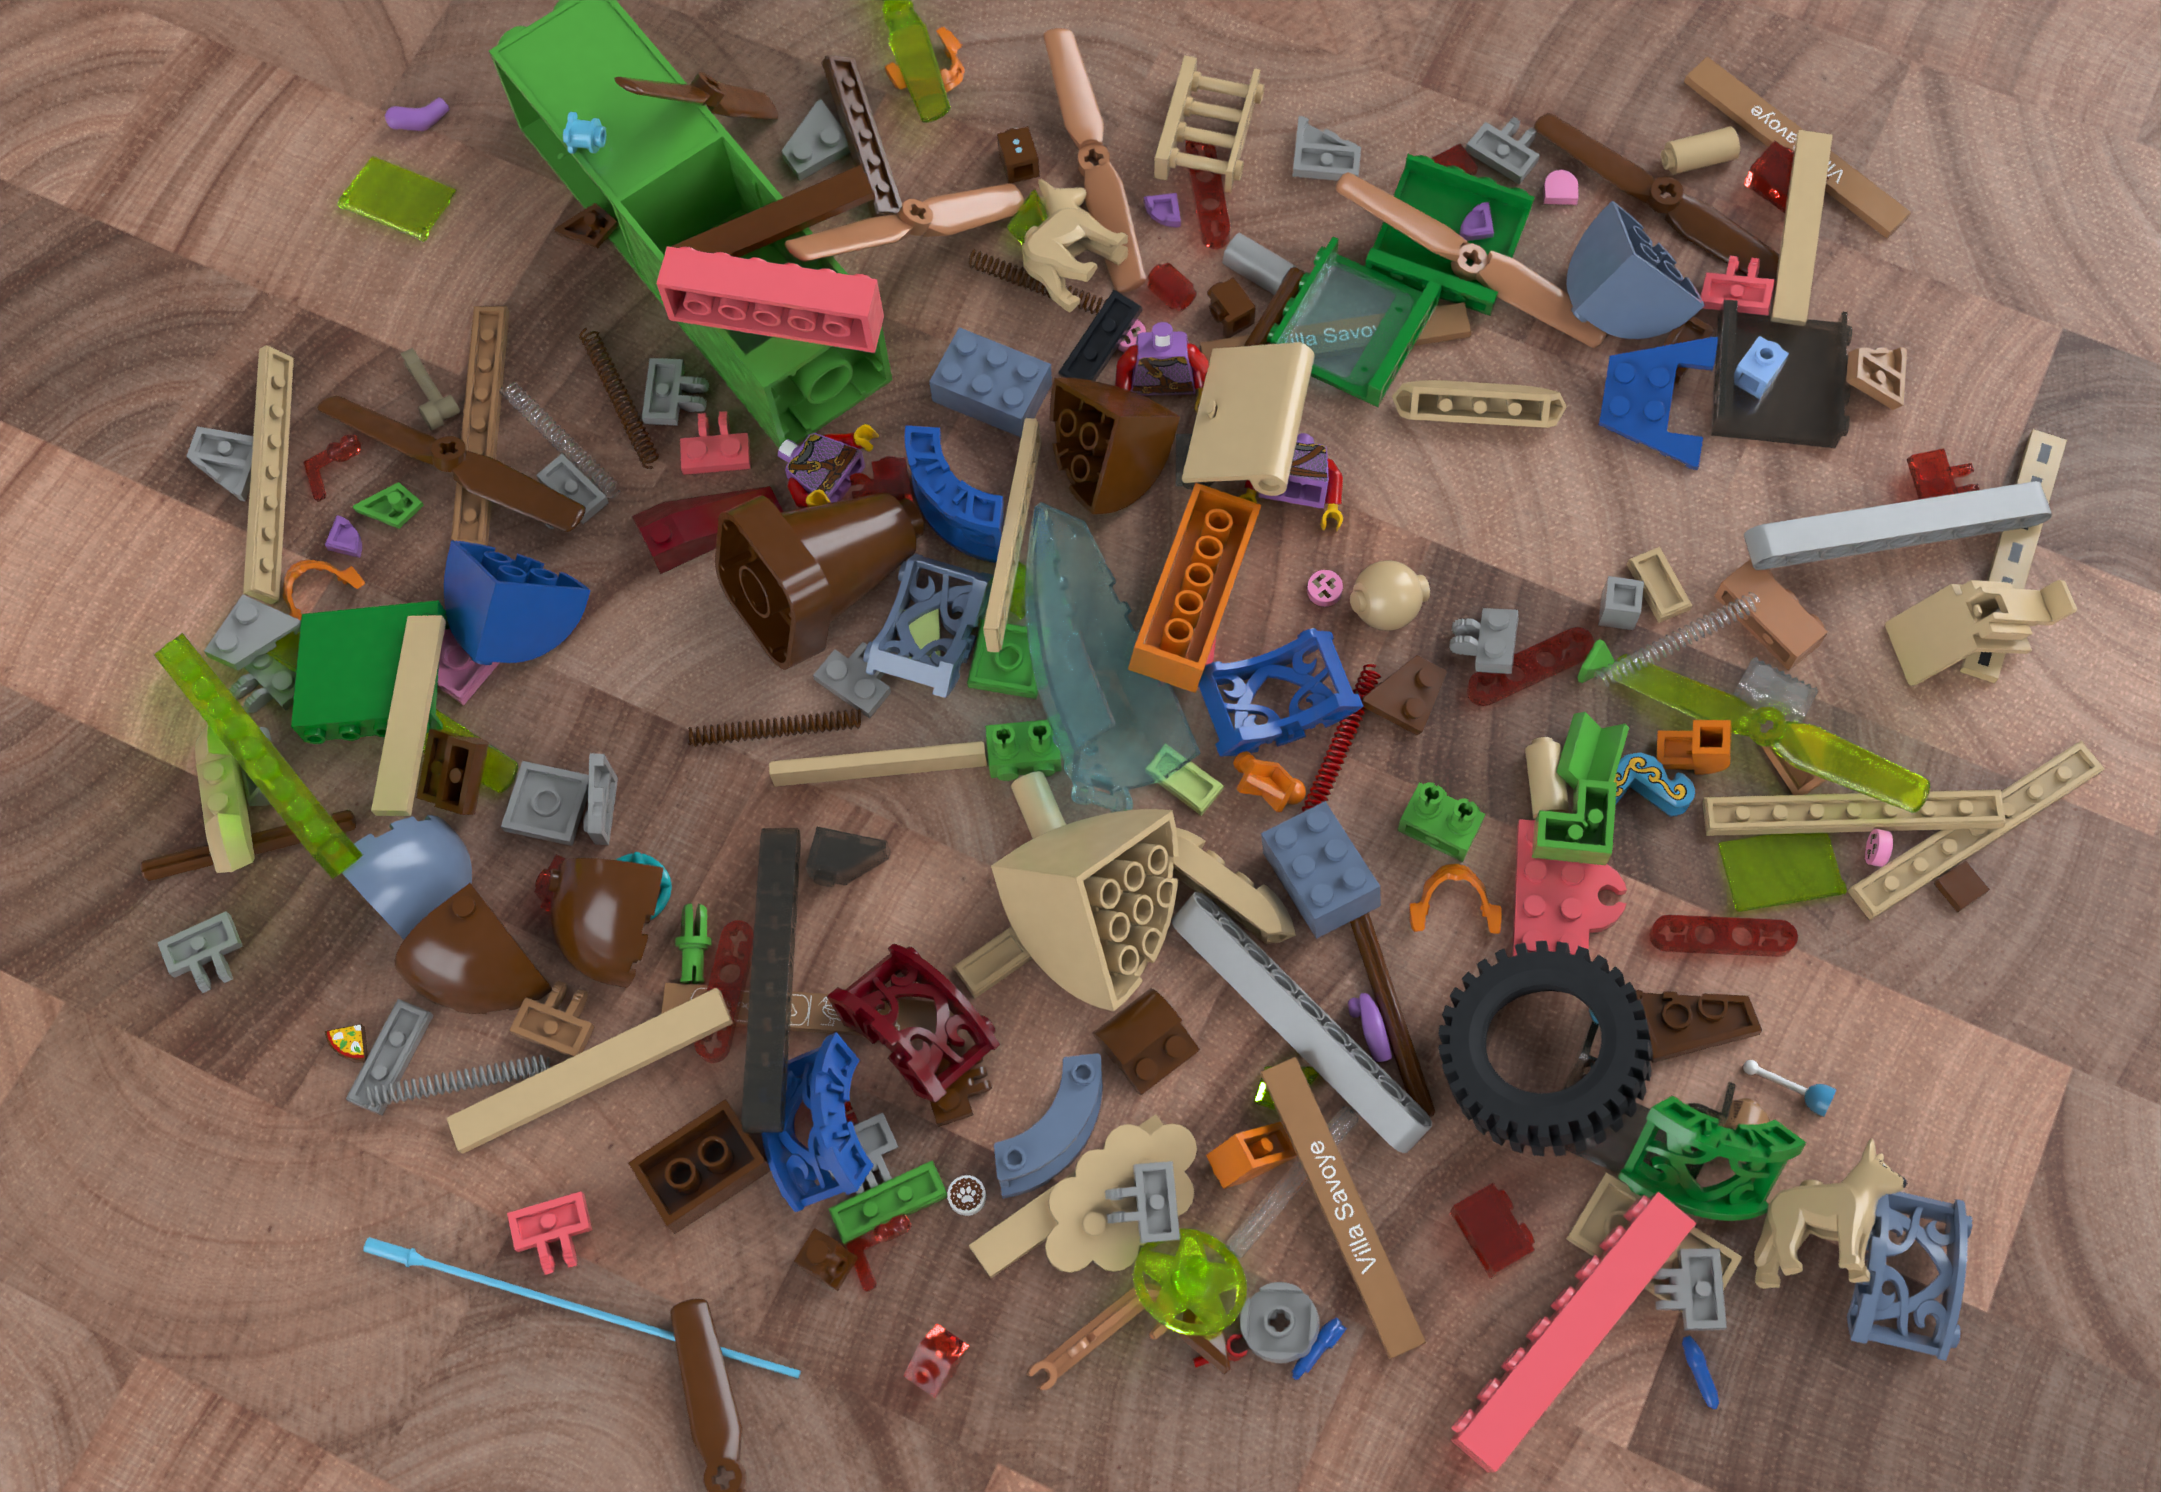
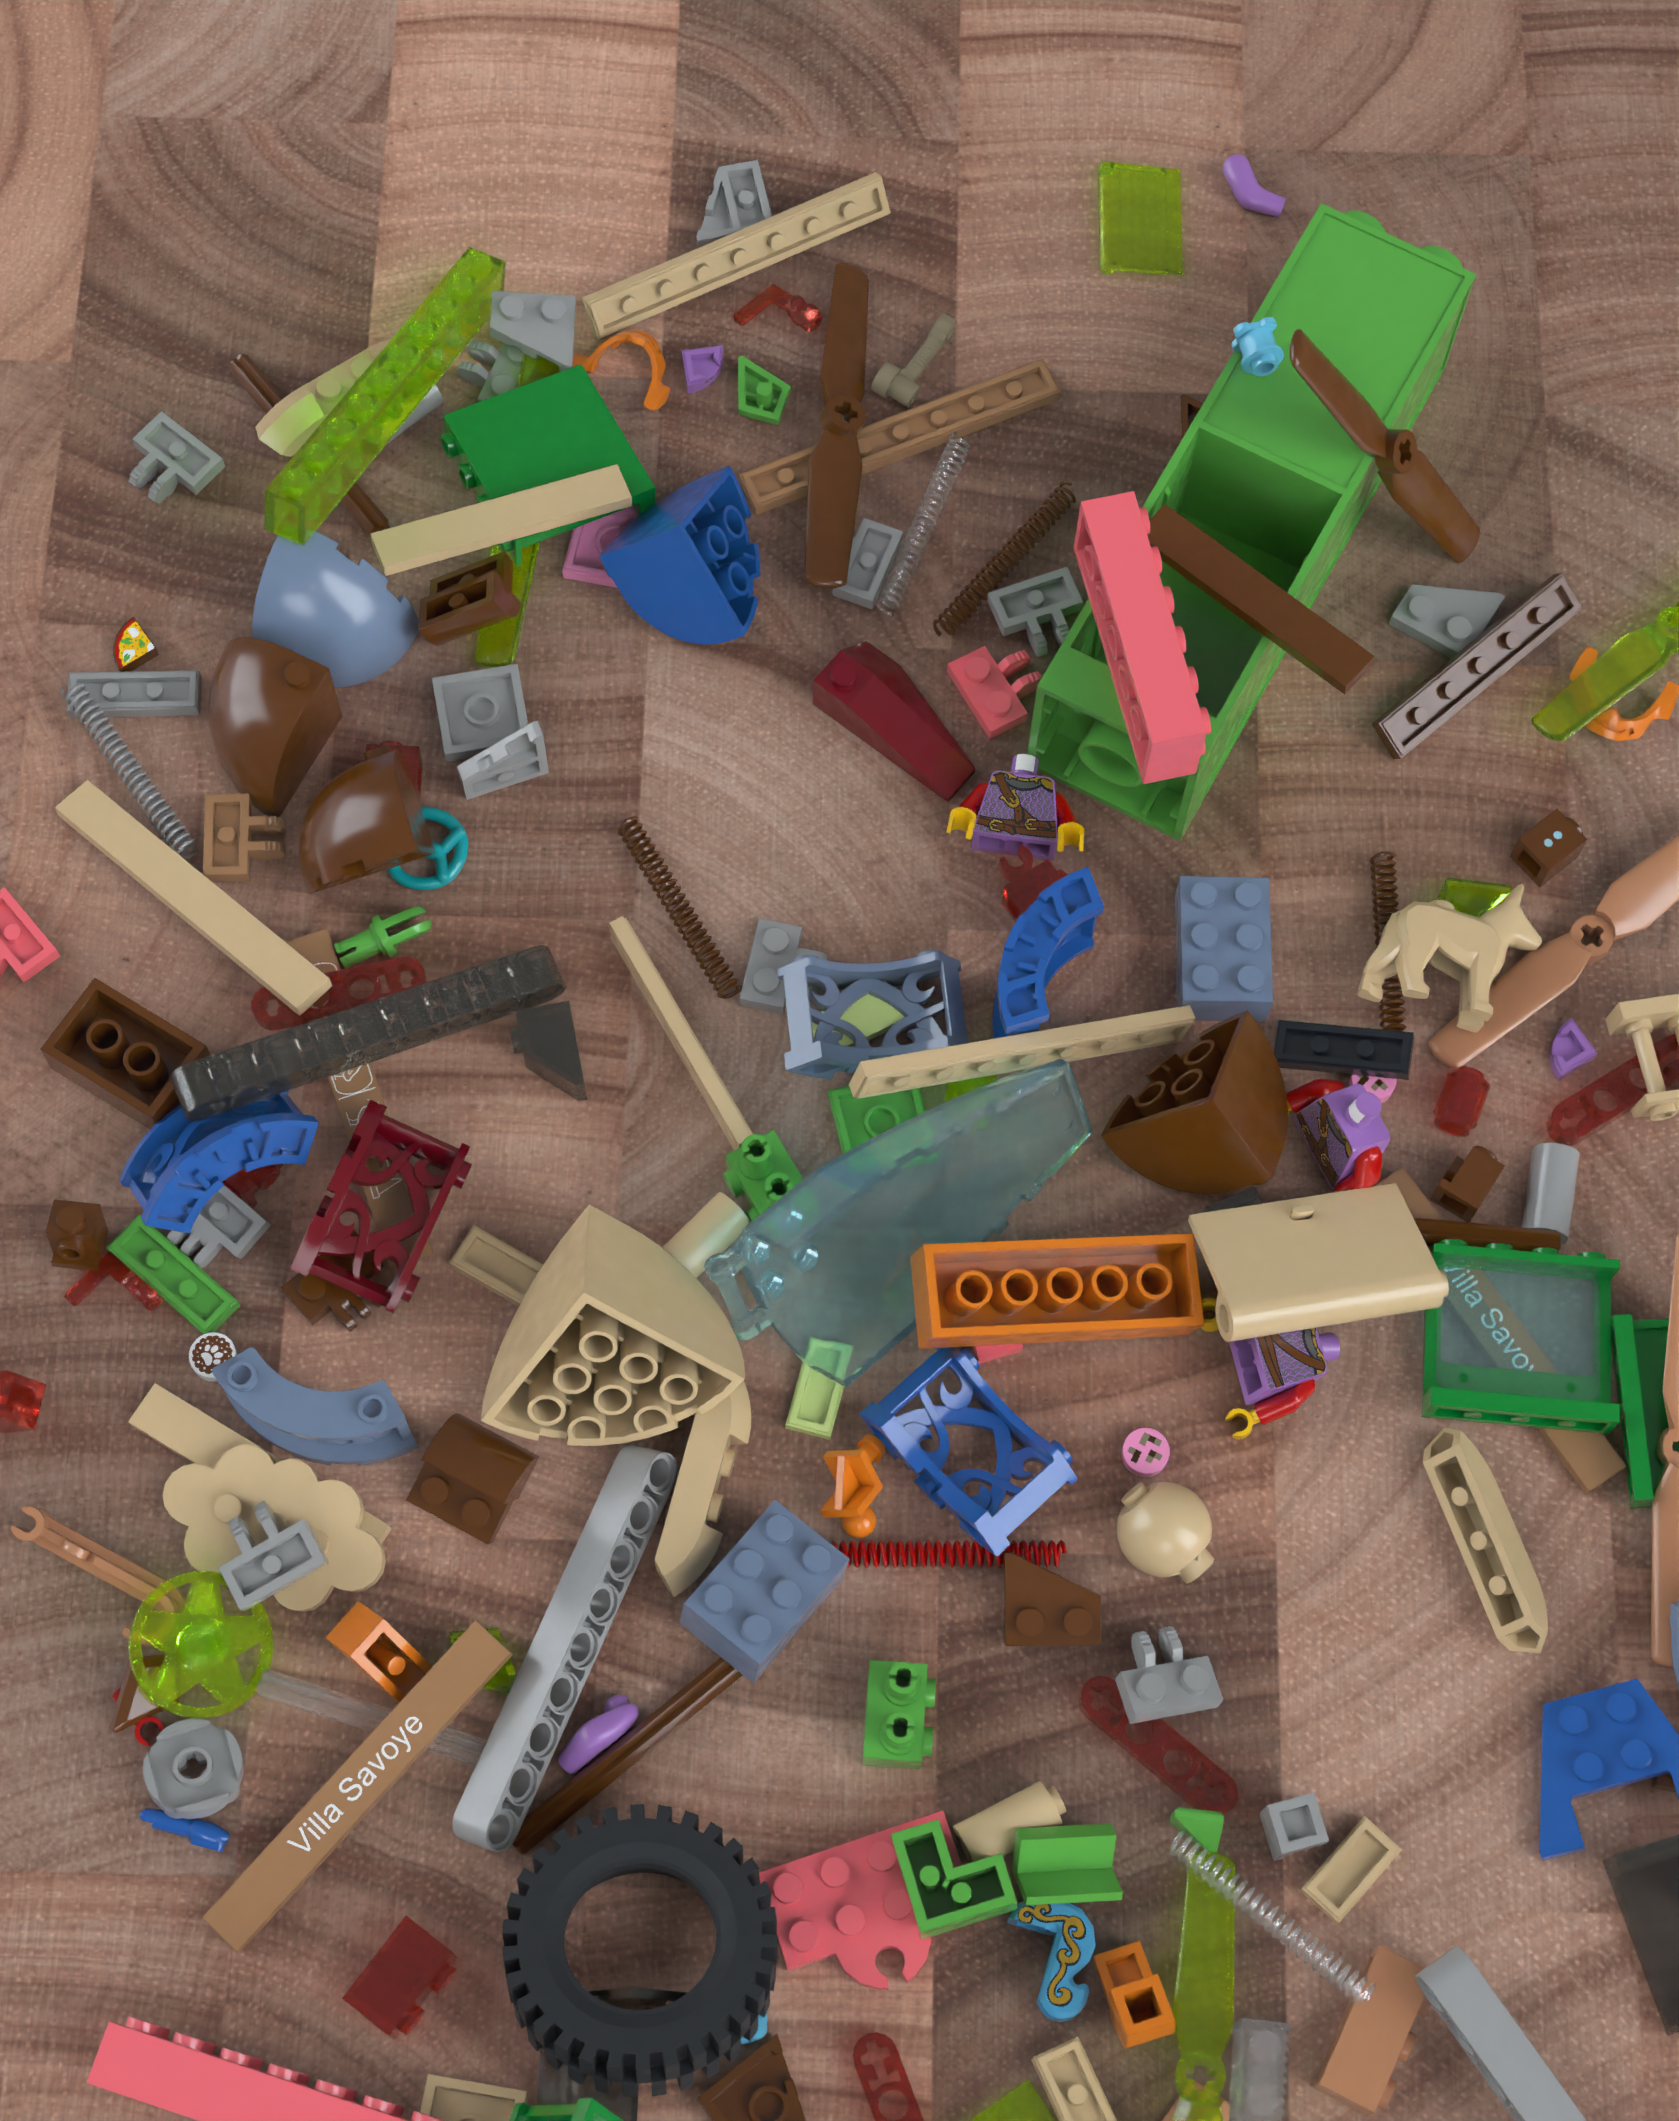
camera: 60 degrees right, 0 degrees up
(808, 565) = (884, 854): reddish brown cone -> none
(933, 217) = (1388, 782): nougat piece -> none
(1454, 872) = (834, 1757): orange helmet -> none

